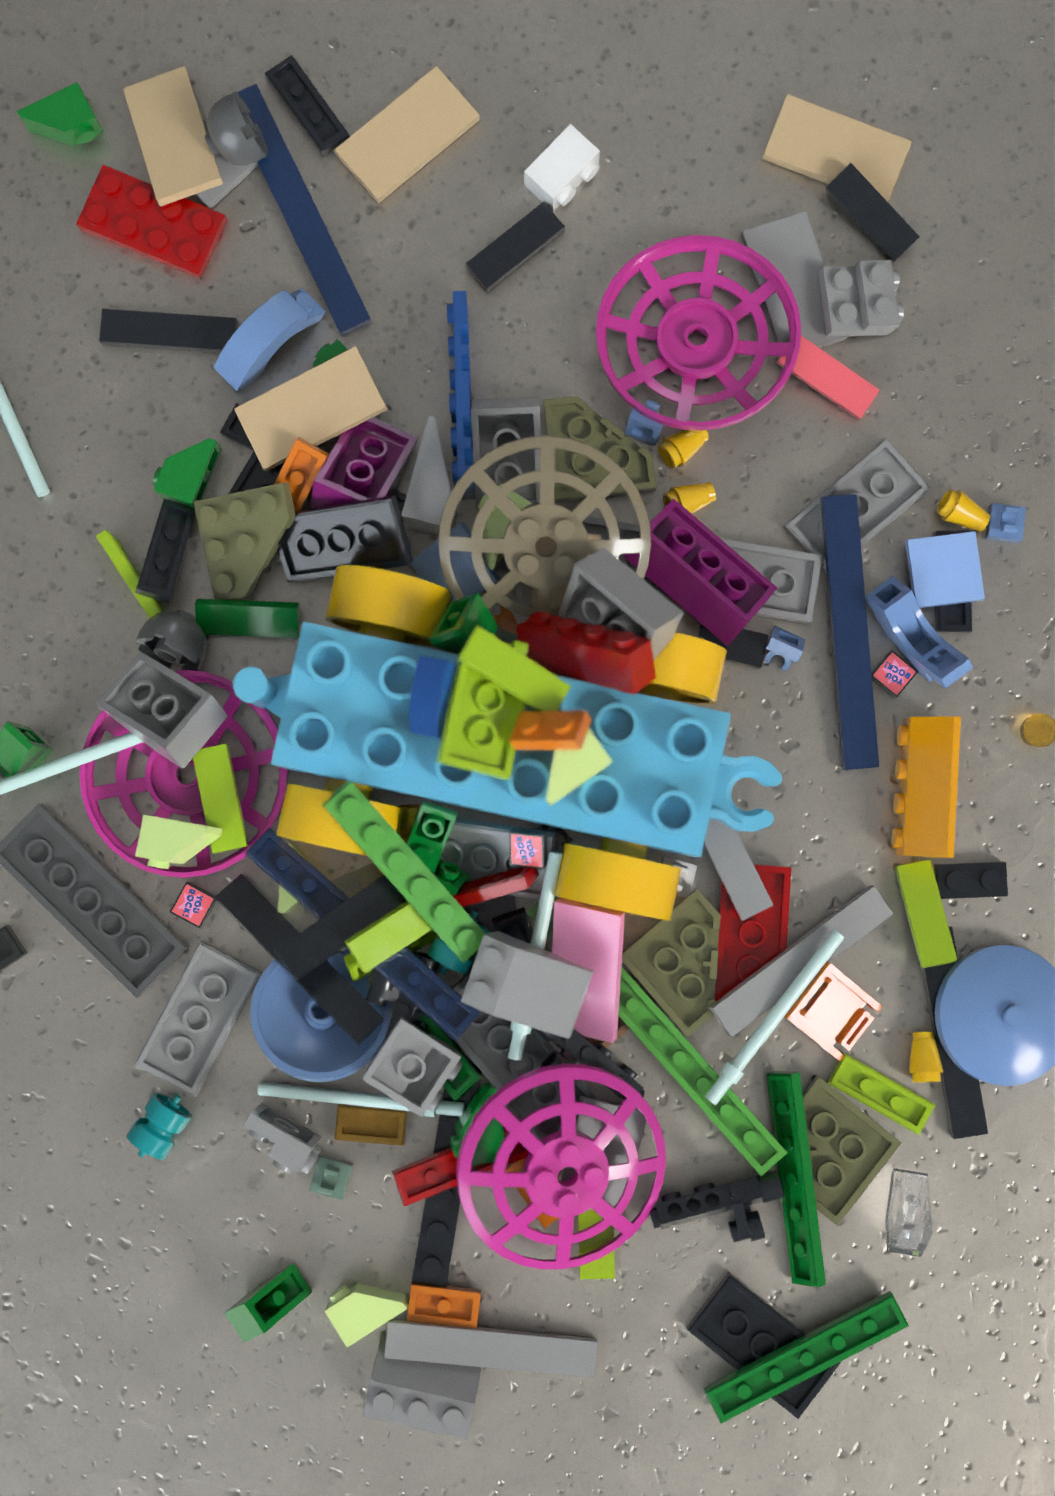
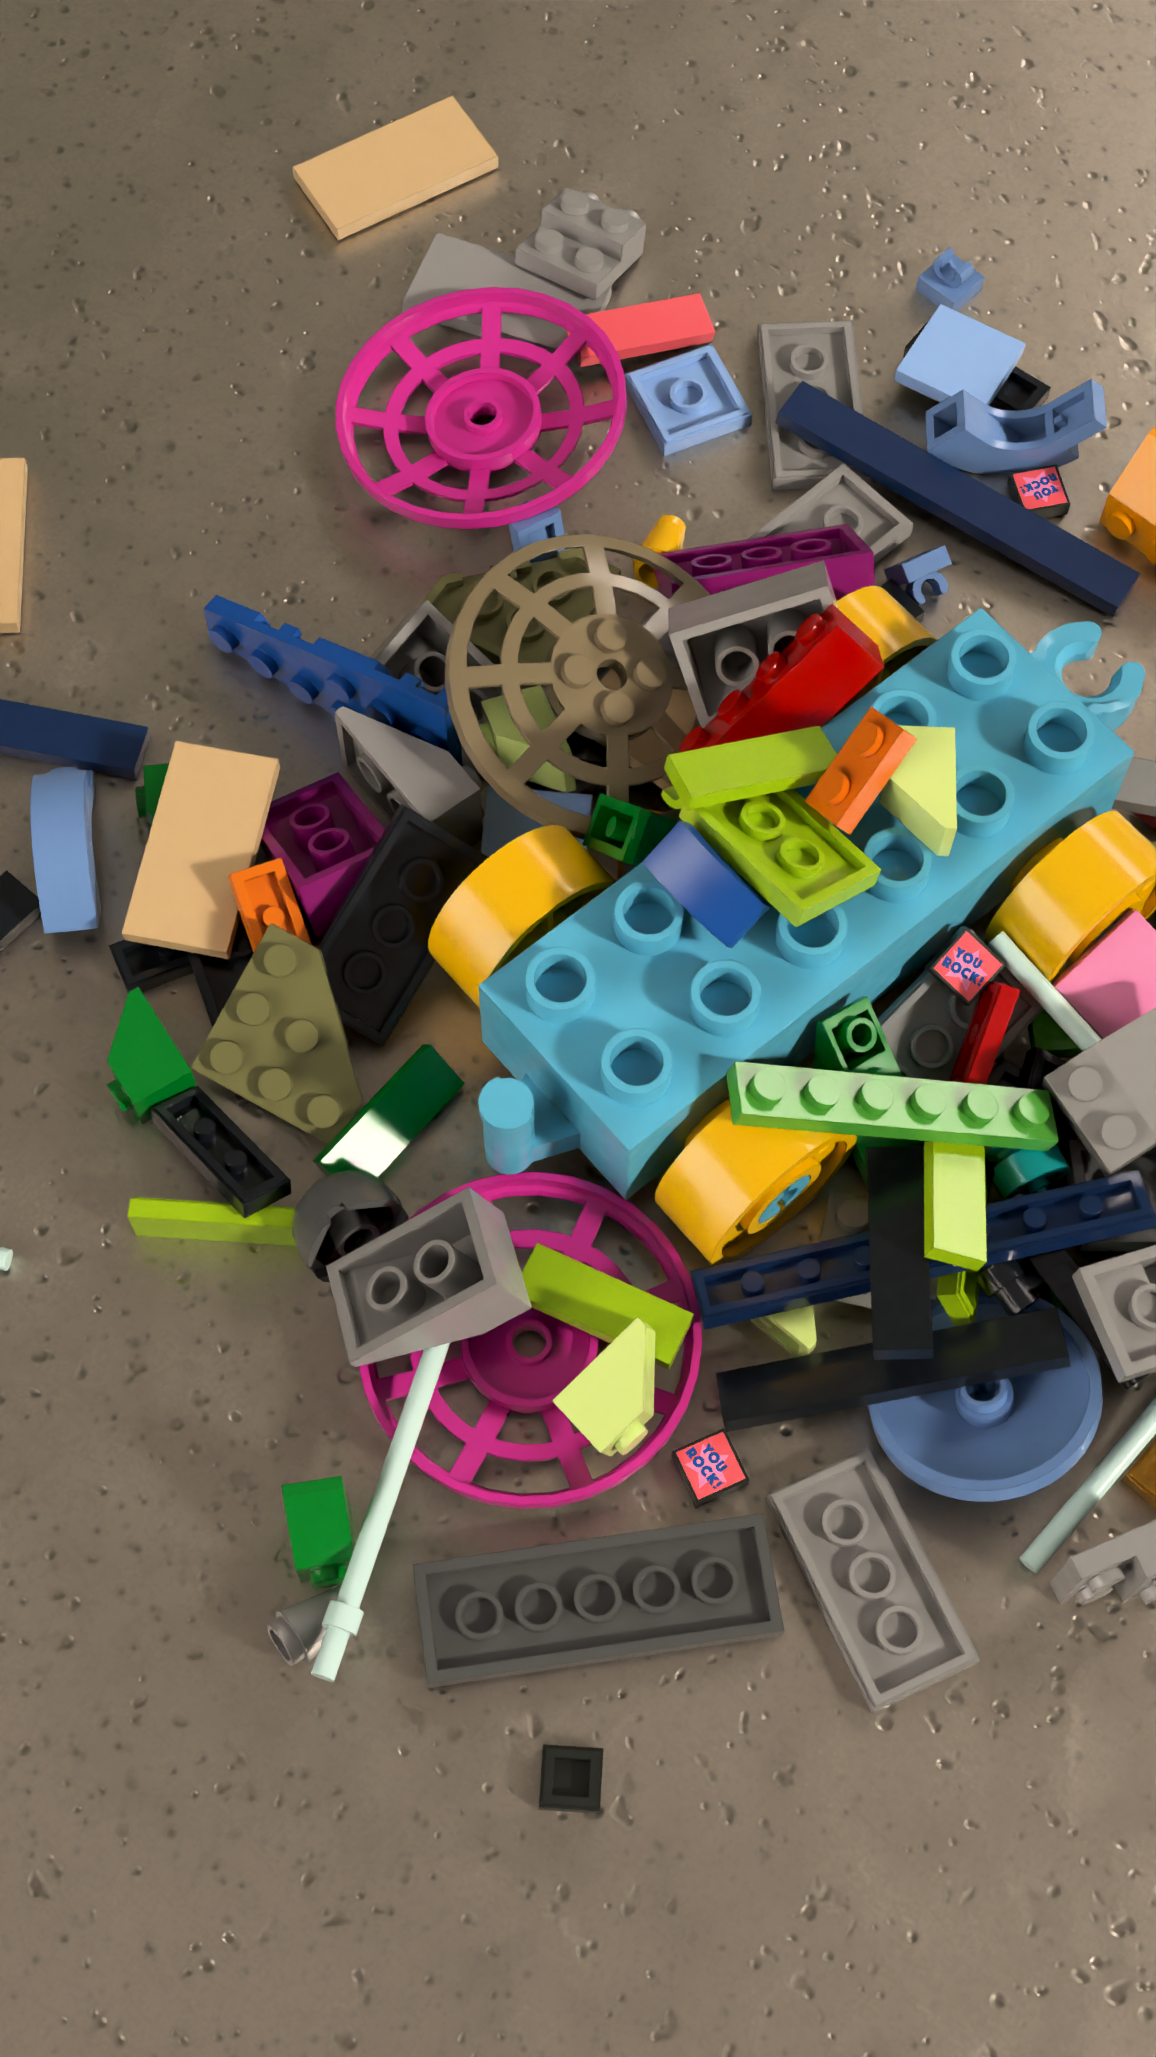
camera: 55 degrees left, 20 degrees down
(154, 1133) = (992, 1737): teal wheel -> none
(515, 246) = (207, 528): black tile -> none
(562, 168) = (166, 418): white brick -> none
(681, 446) = (593, 511): yellow cone -> none
(805, 436) = (688, 399): none -> light blue tile
(872, 212) = (495, 175): black tile -> none
(962, 510) = (902, 308): yellow cone -> none

